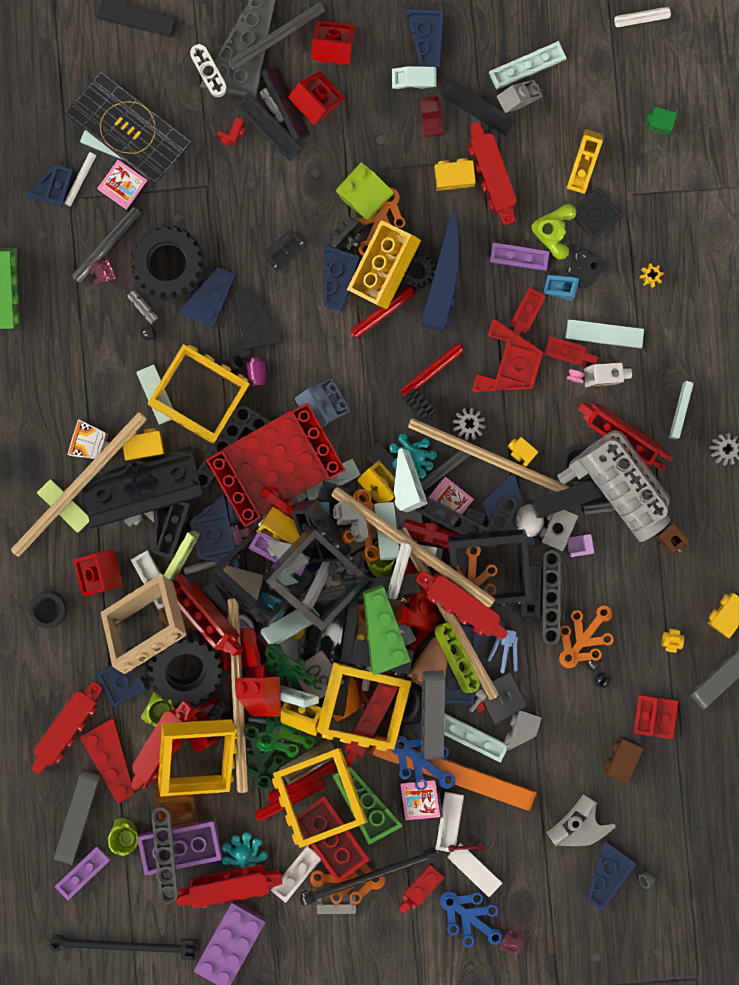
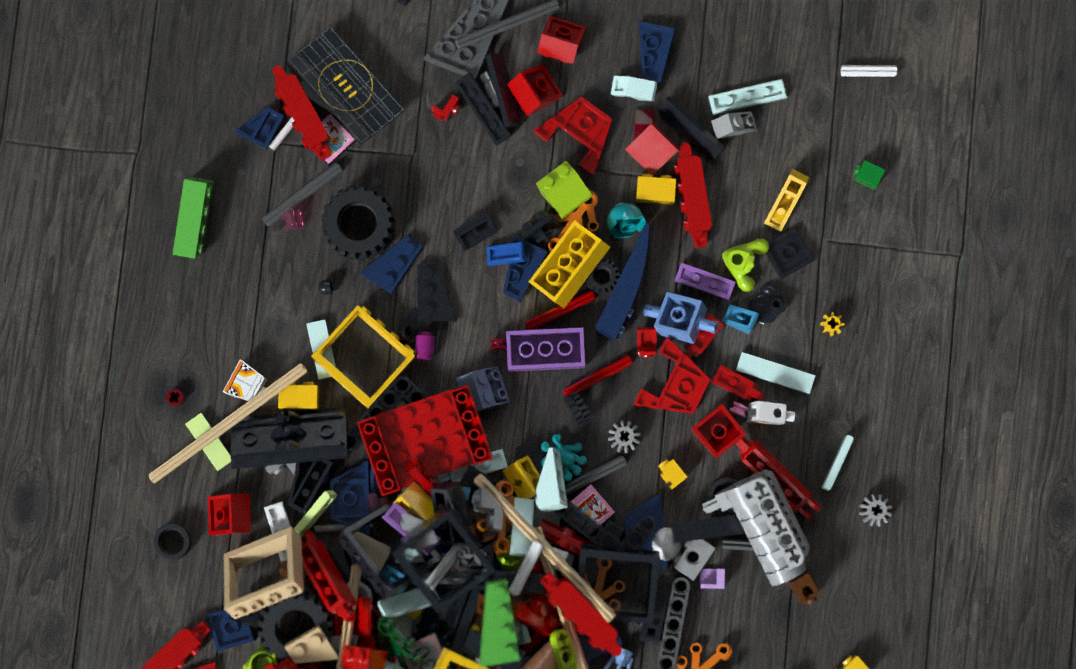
camera: 20 degrees right, 5 degrees down
(15, 469) = (181, 398): none -> dark red bush
(91, 163) = (303, 113): none -> red hinge
(142, 306) = (325, 261): light grey axle -> none
(204, 686) = (311, 647): none -> tan wing
(210, 85) = (435, 30): white beam -> none
(319, 266) = (506, 253): none -> blue tile
(328, 356) = (498, 344): none -> dark red bush
(372, 123) = (584, 124): none -> red wing
(376, 353) = (545, 349): none -> medium lavender brick
(429, 210) = (625, 219): none -> teal cylinder
(443, 134) = (652, 148): none -> tile
(473, 326) = (646, 341): none -> red bracket
(486, 455) = (635, 471): tan axle -> none
(503, 297) = (680, 318): none -> medium blue brick
(560, 401) = (718, 431): none -> red slope

